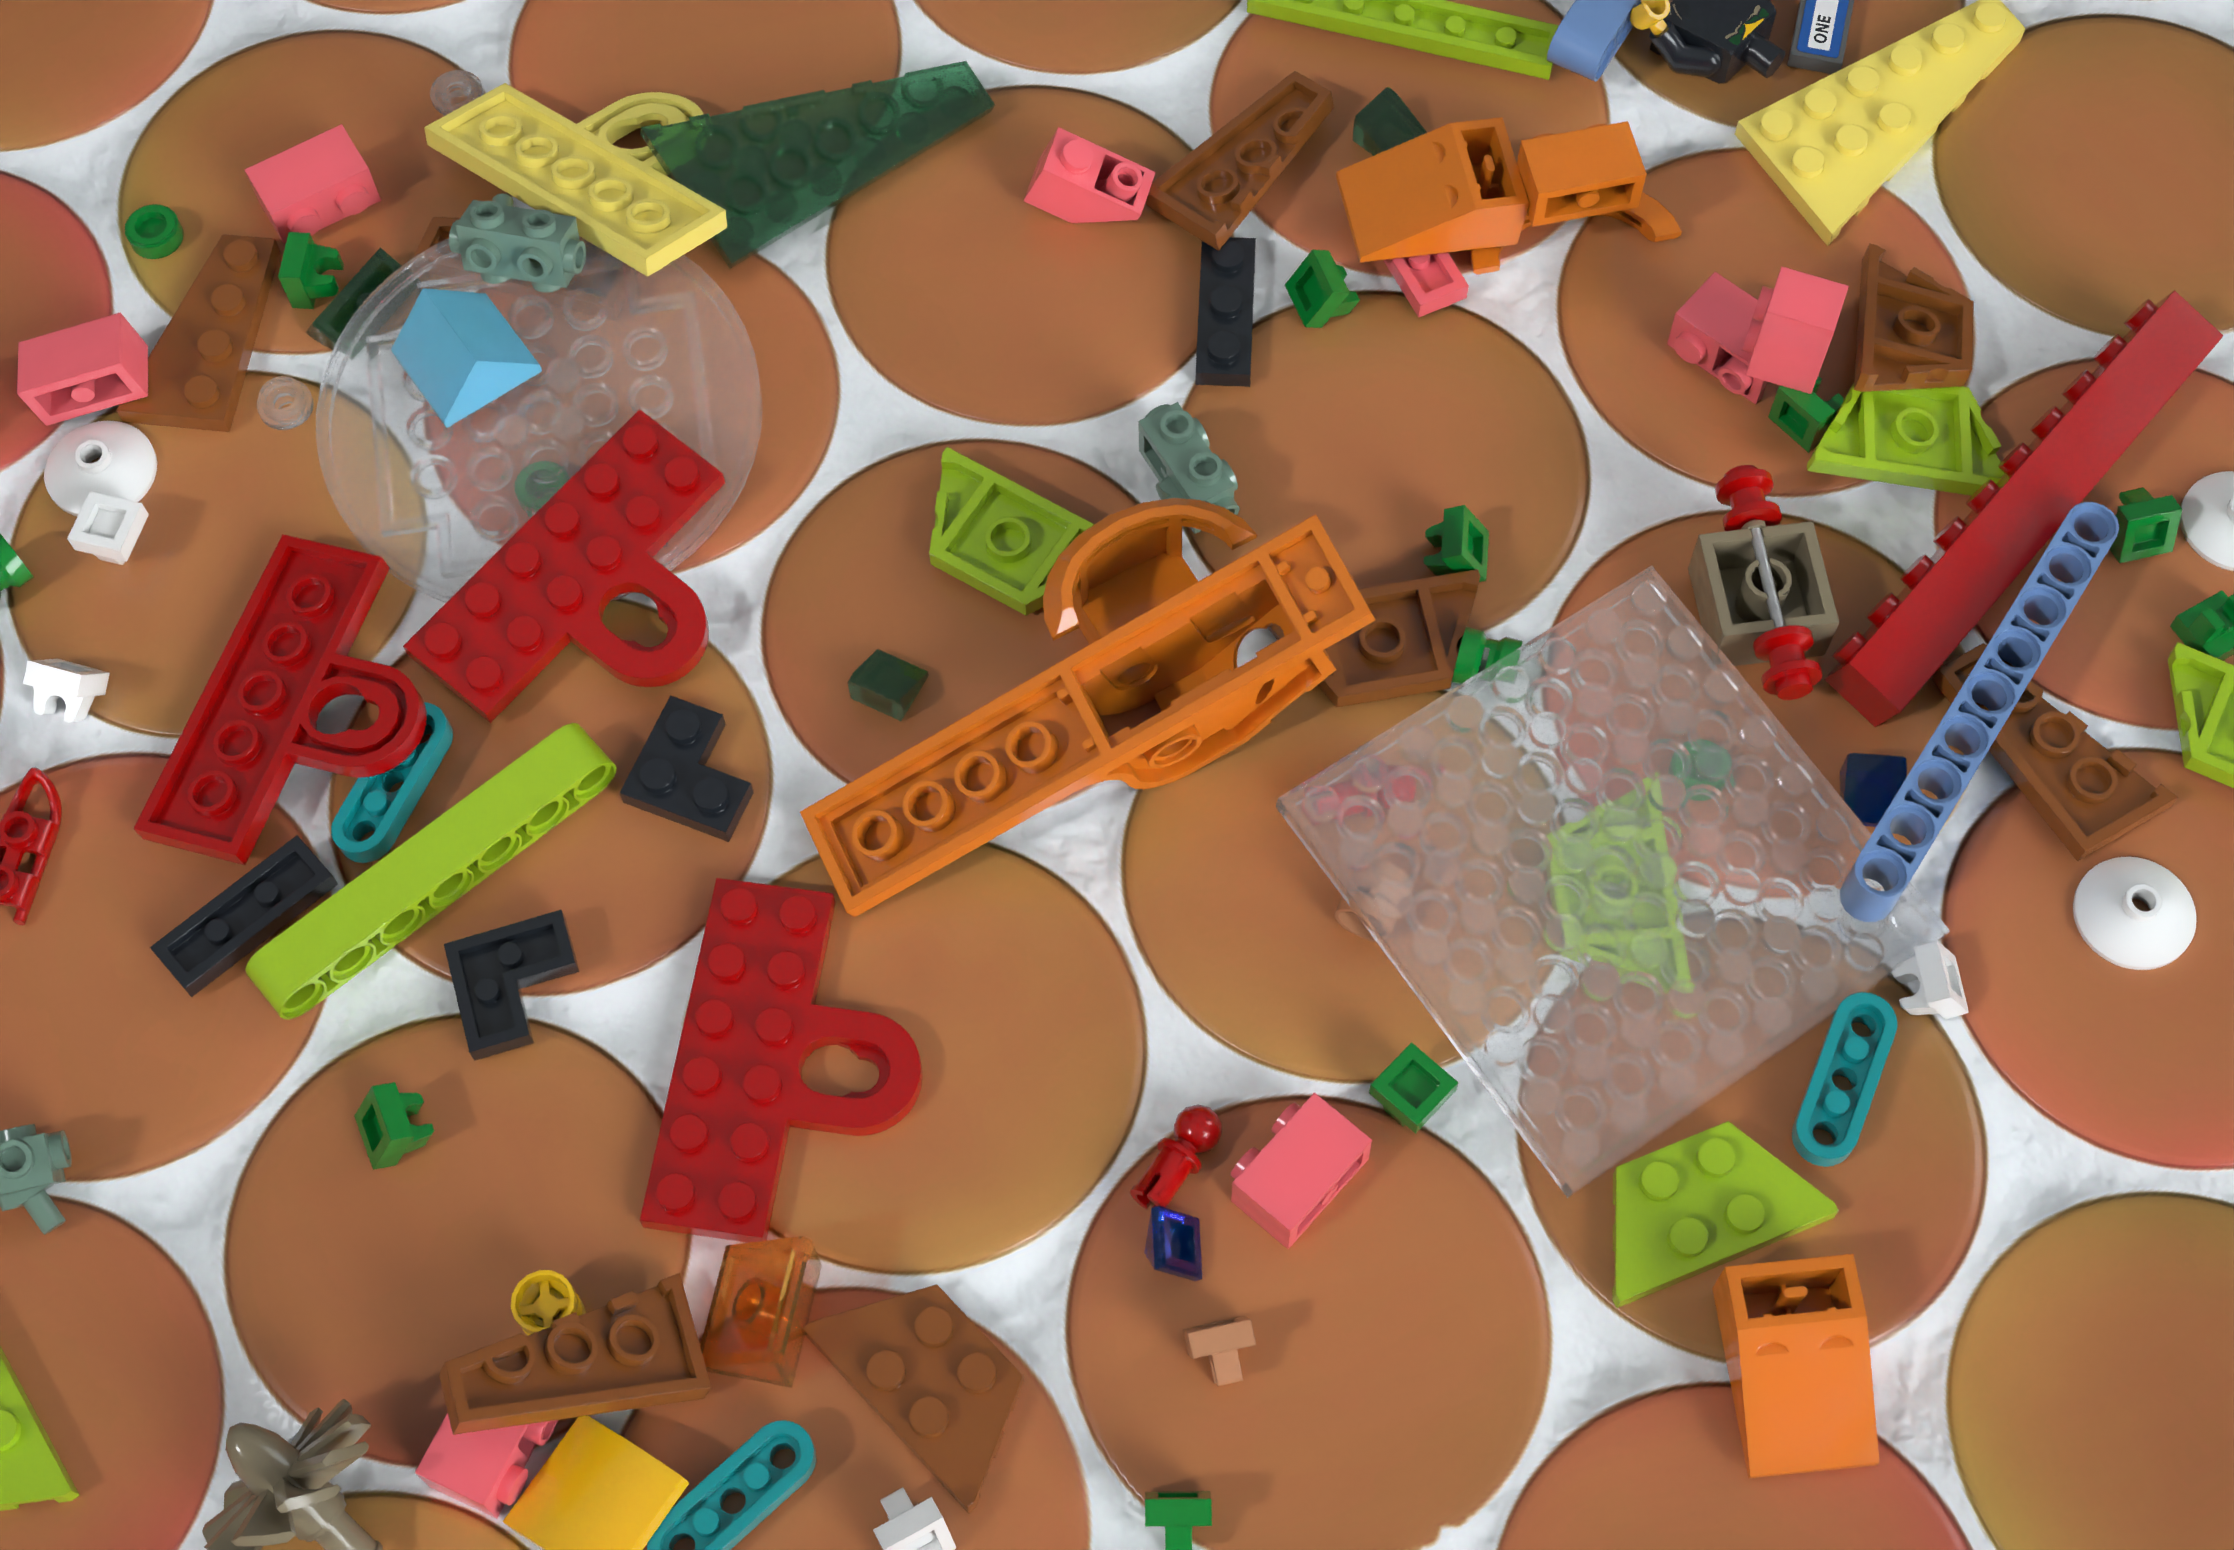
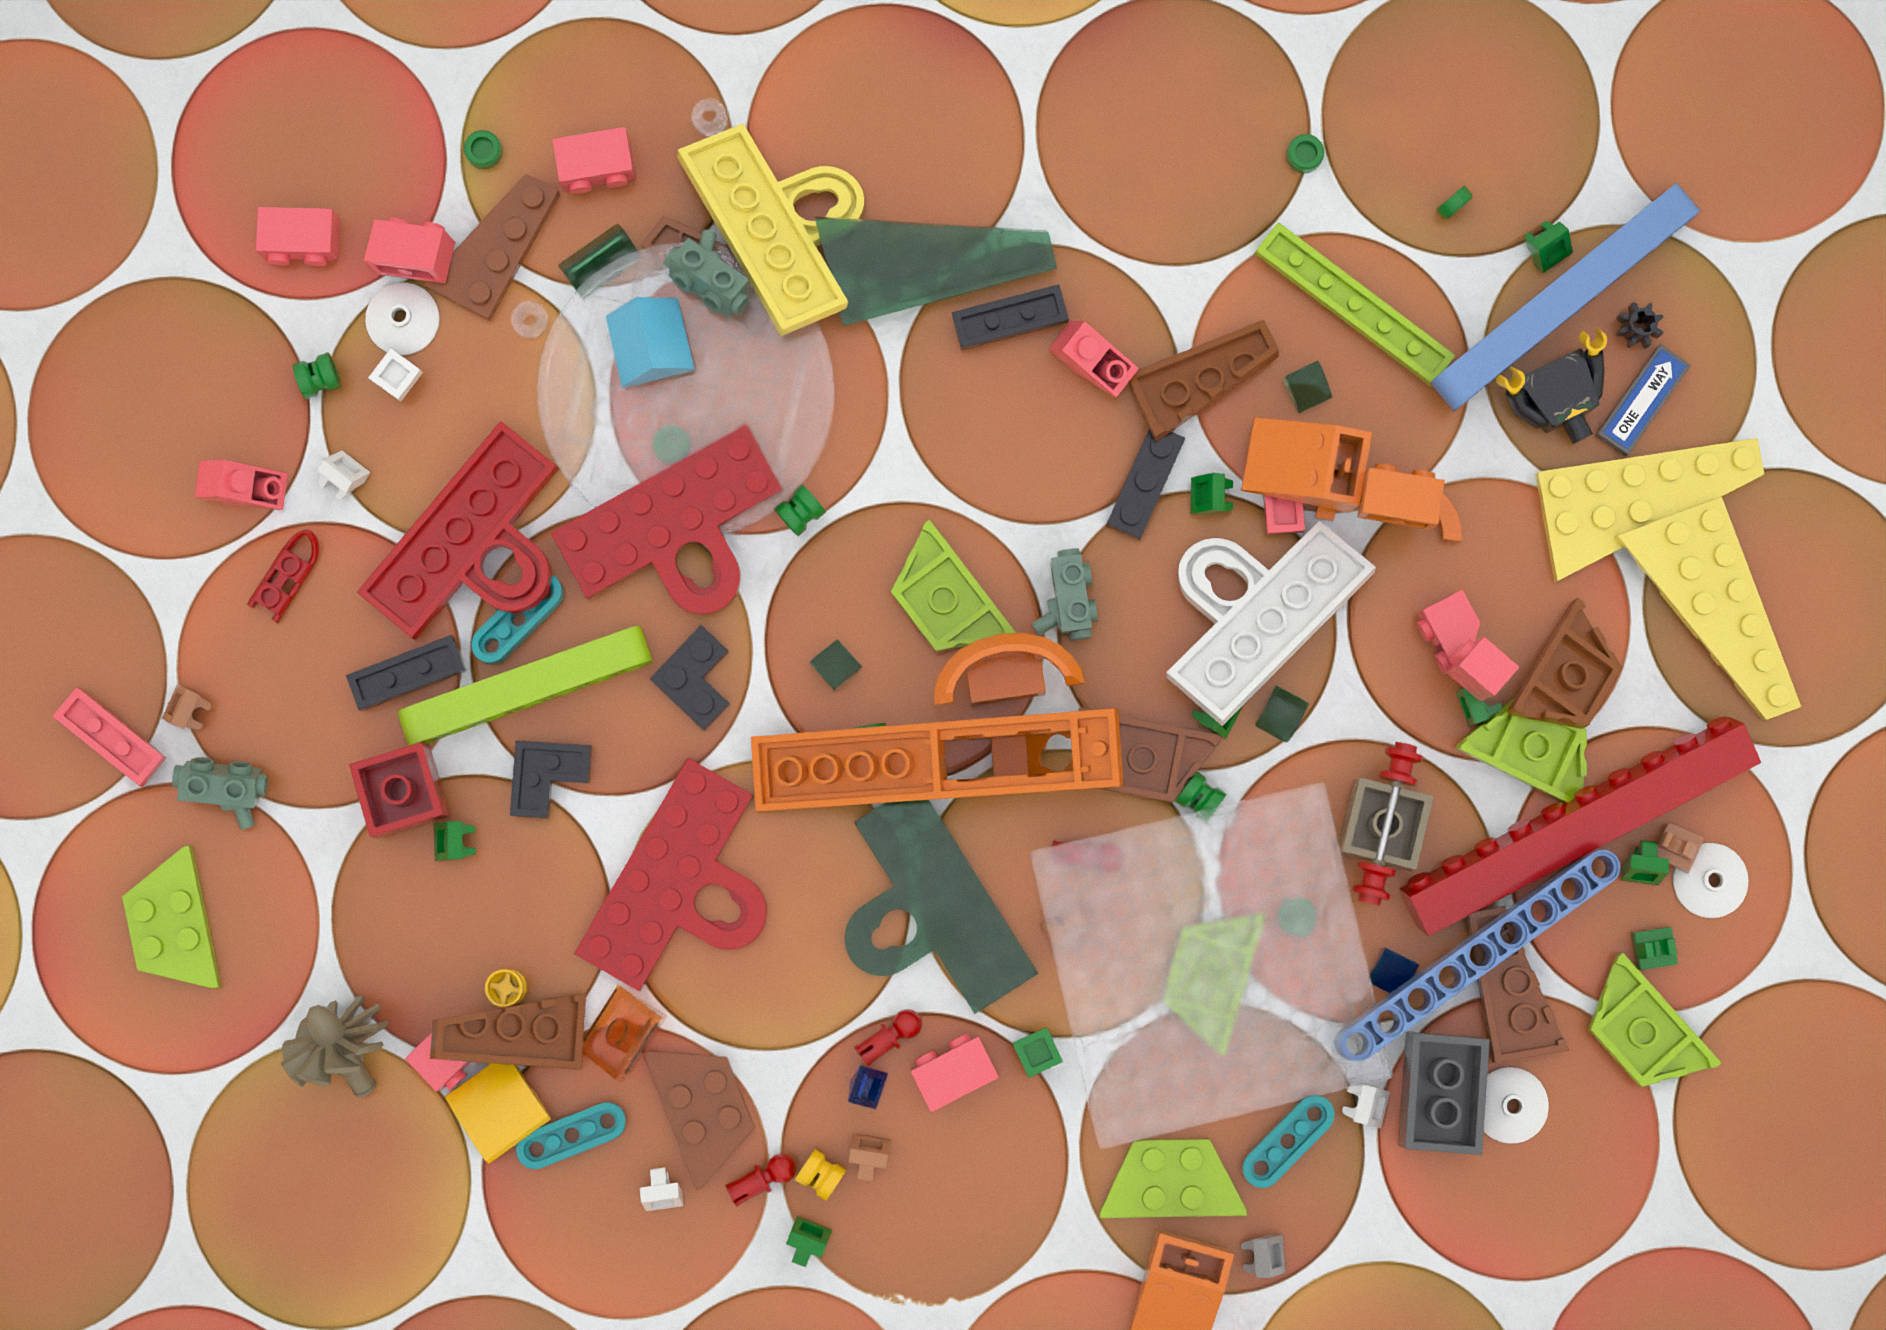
camera: 20 degrees right, 20 degrees up
(281, 1074) = (399, 790): none -> red brick
(303, 269) = (568, 224): green tile -> none
(758, 500) = (800, 510): none -> green wheel
(955, 181) = (1010, 317): none -> black plate
(1088, 1424) = (779, 1169): none -> red pin
(1171, 1405) = (824, 1183): none -> yellow wheel
(1178, 936) = (946, 901): none -> clear green plate
(1473, 404) = (1268, 622): none -> white plate
(1548, 525) = (1282, 714): none -> clear green slope
(1902, 1257) = (1268, 1256): none -> light grey tile
(2035, 915) = (1443, 1093): none -> dark grey brick
(2046, 180) = (1710, 588): none -> light yellow wing
(2180, 479) = (1679, 847): none -> nougat tile

